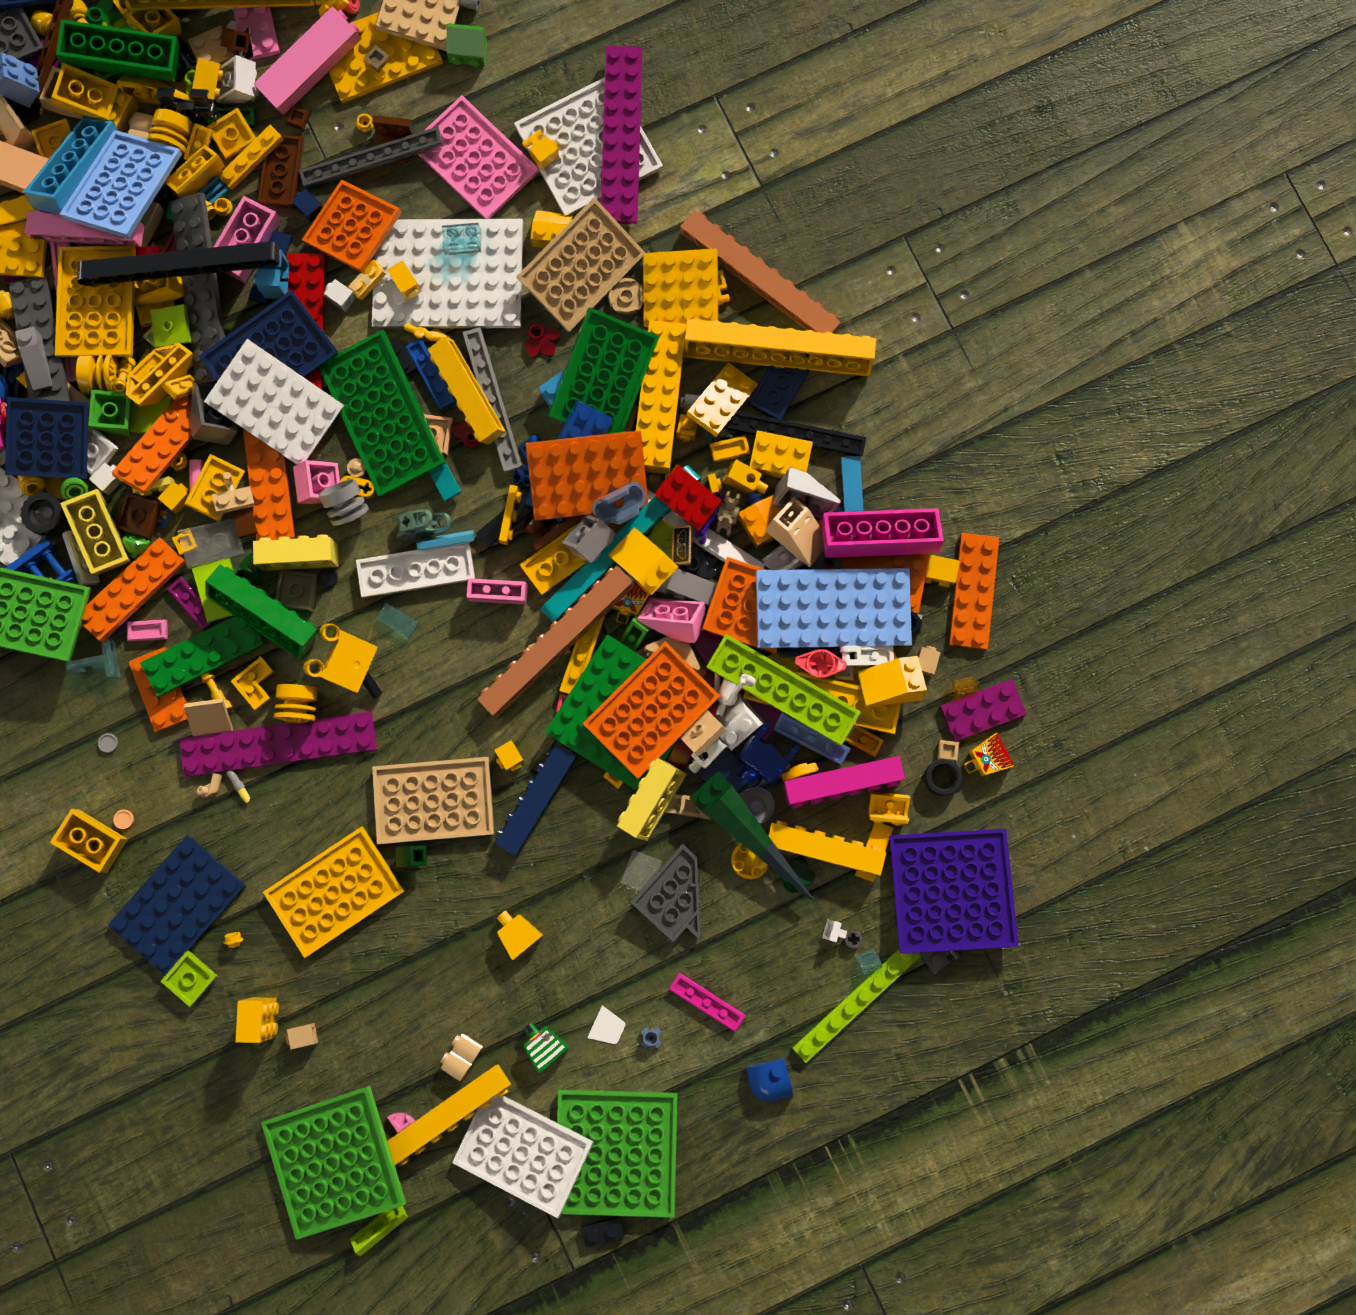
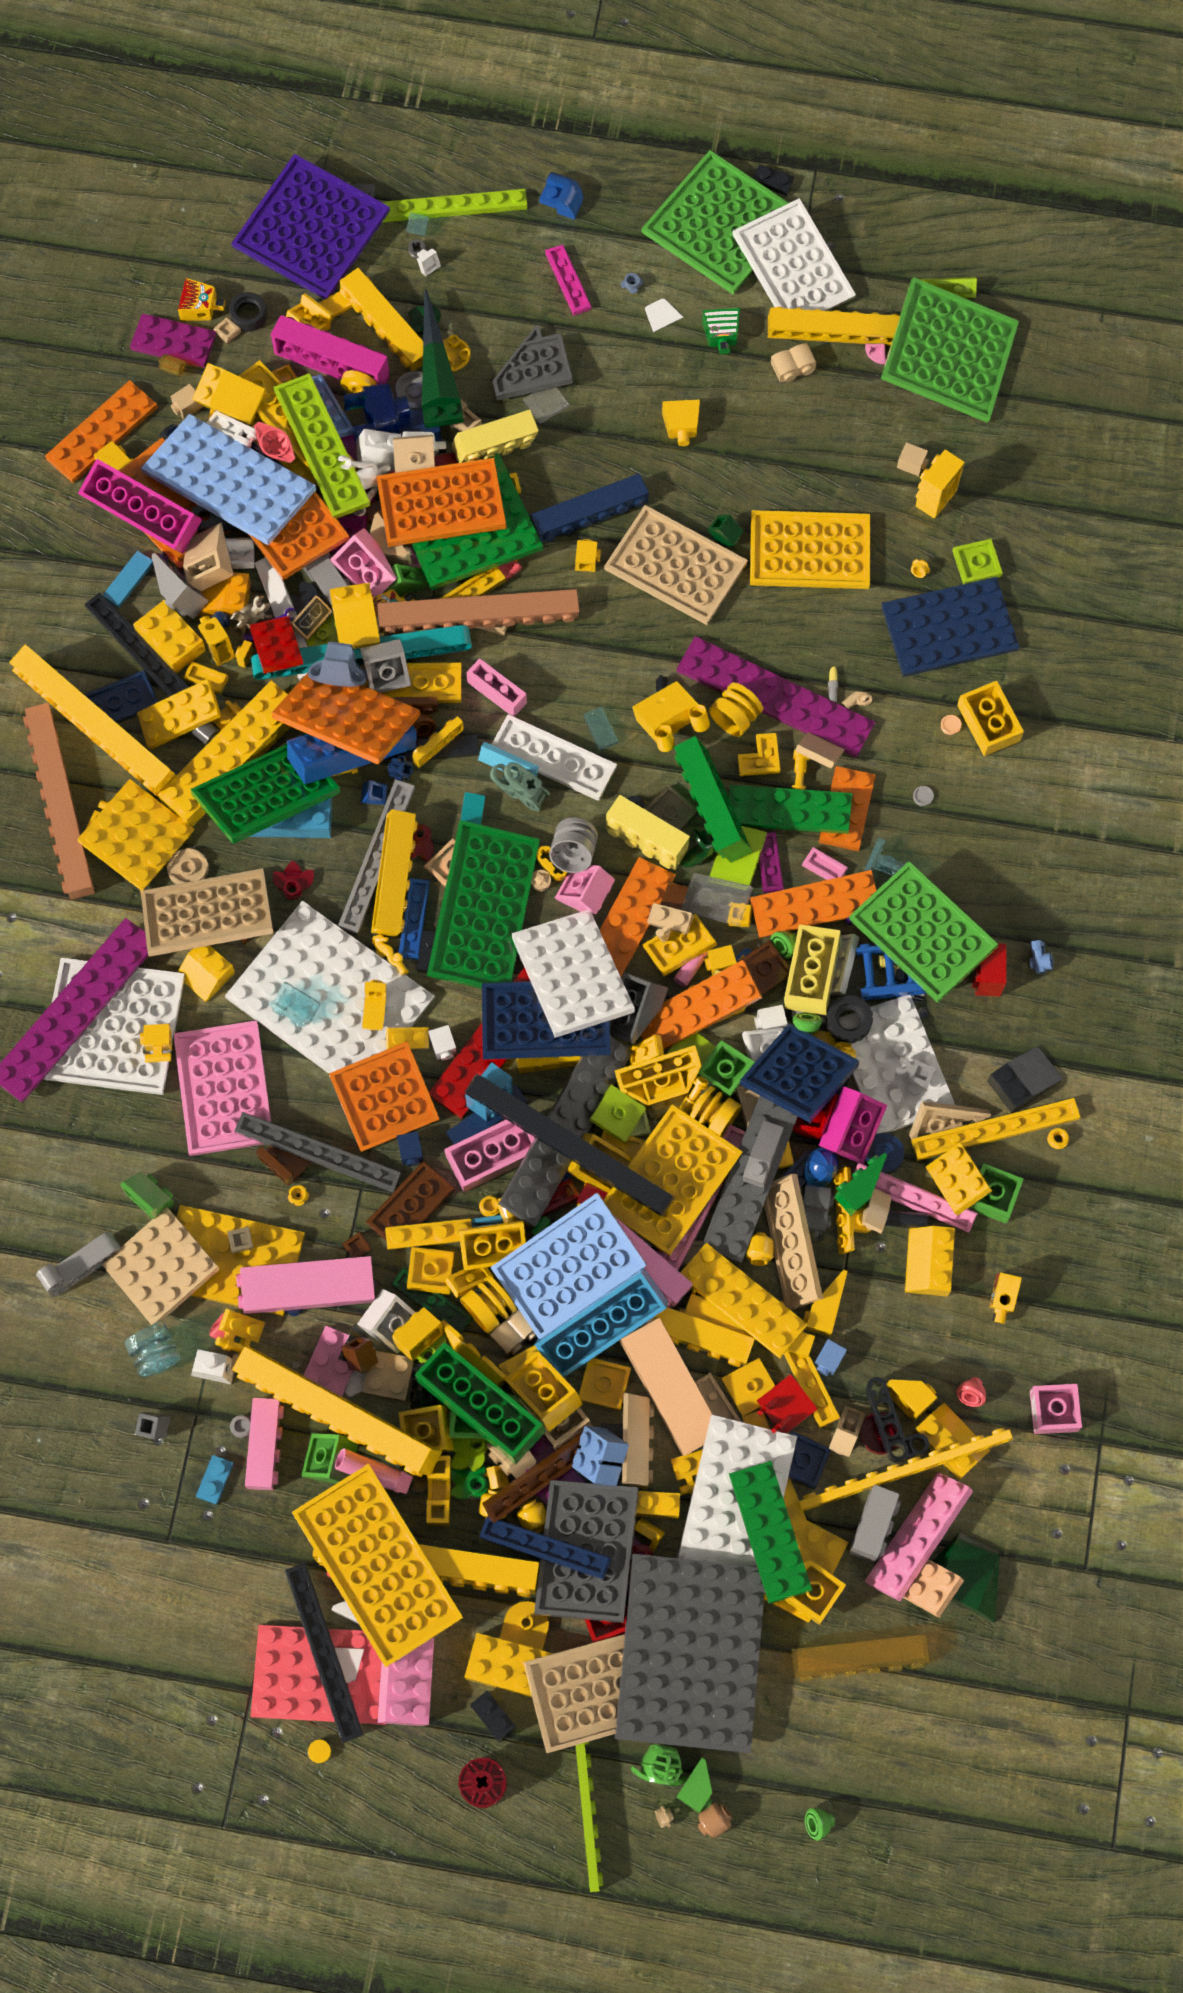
camera: 145 degrees left, 10 degrees down
(200, 108) = (466, 1329): black piece -> none

